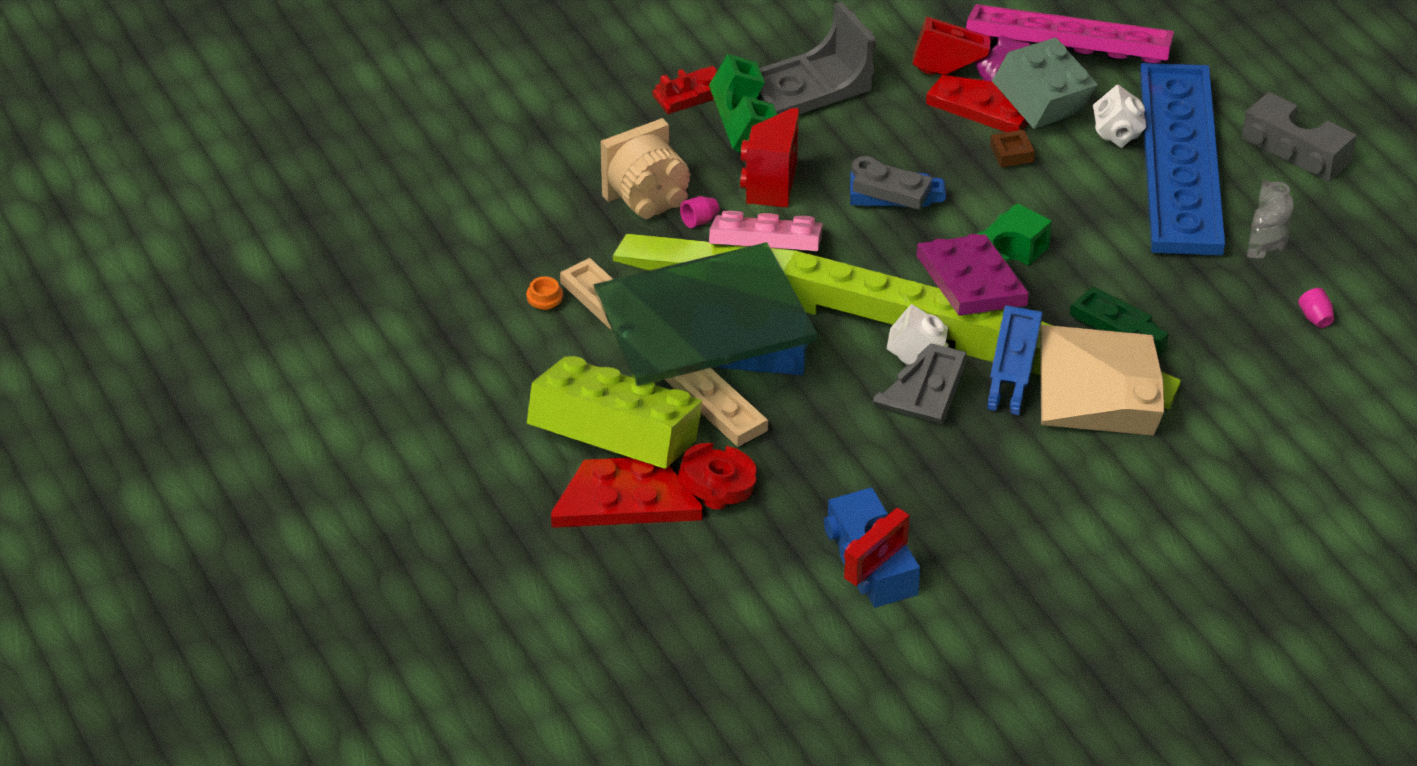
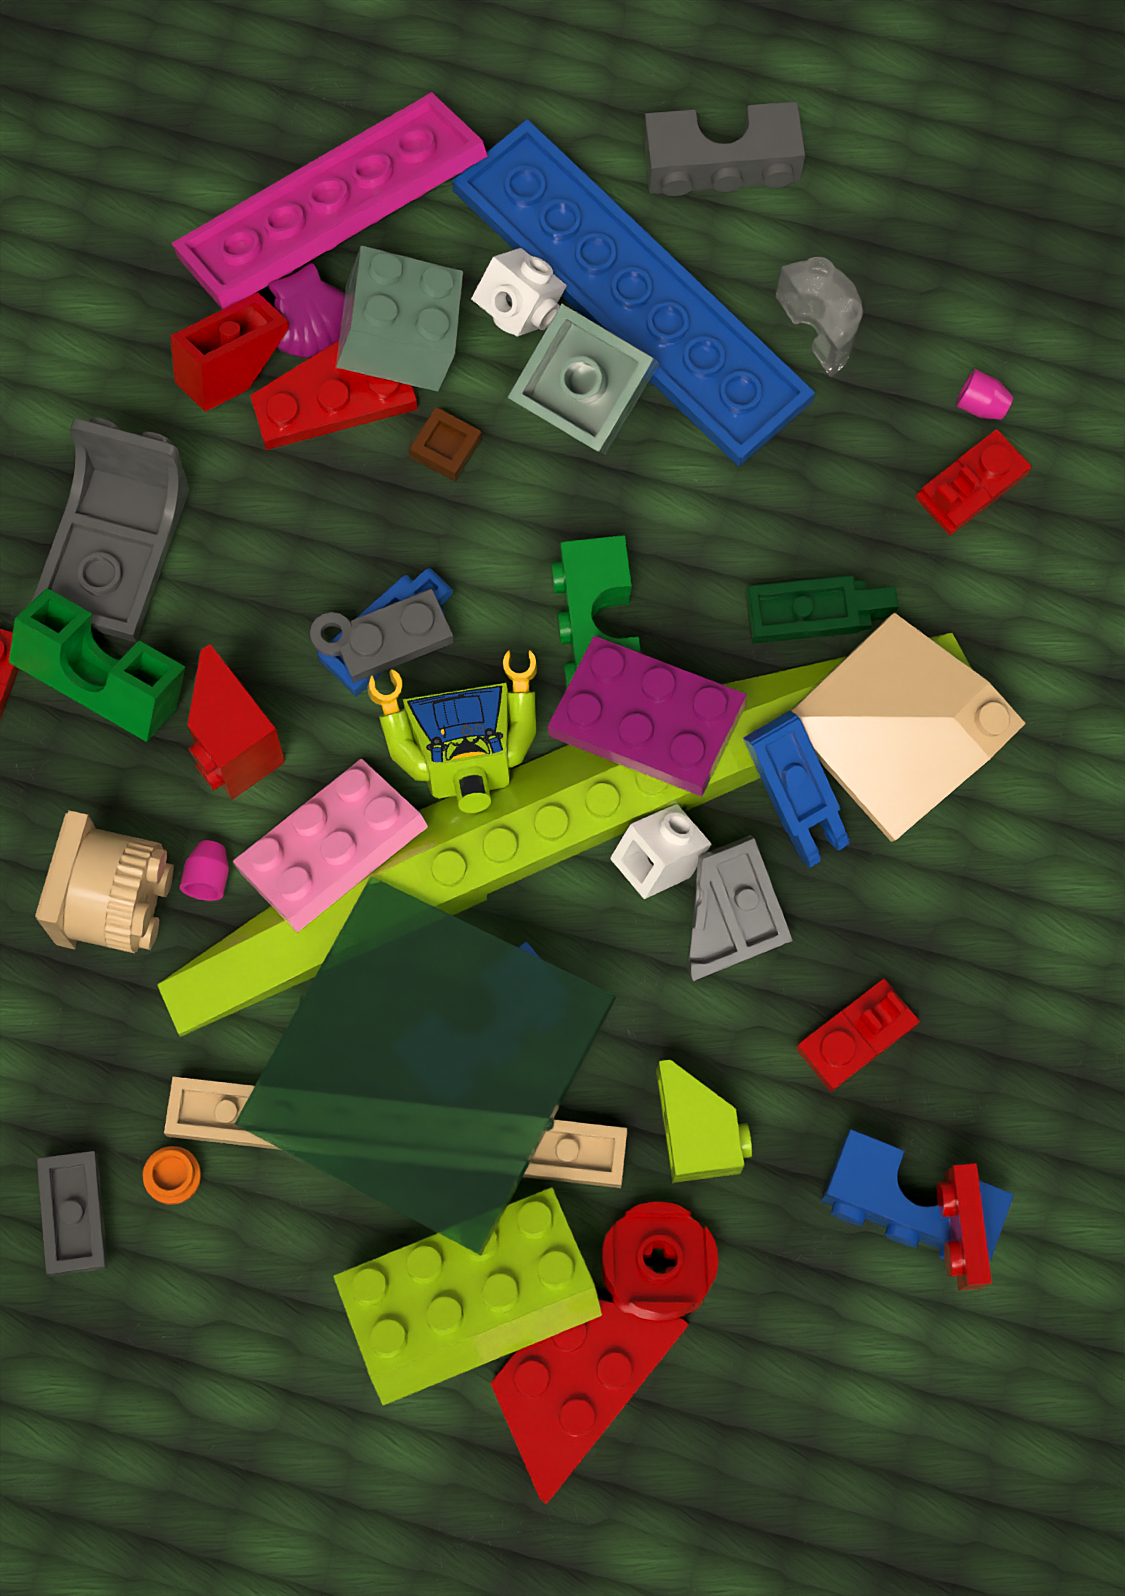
camera: 50 degrees left, 30 degrees up
(485, 273) = (72, 1213): none -> dark grey plate
(799, 447) = (699, 1128): none -> lime slope
(878, 239) = (462, 737): none -> torso
(928, 480) = (857, 1035): none -> red plate
(1107, 158) = (583, 379): none -> sand green brick
(1269, 336) = (973, 482): none -> red plate

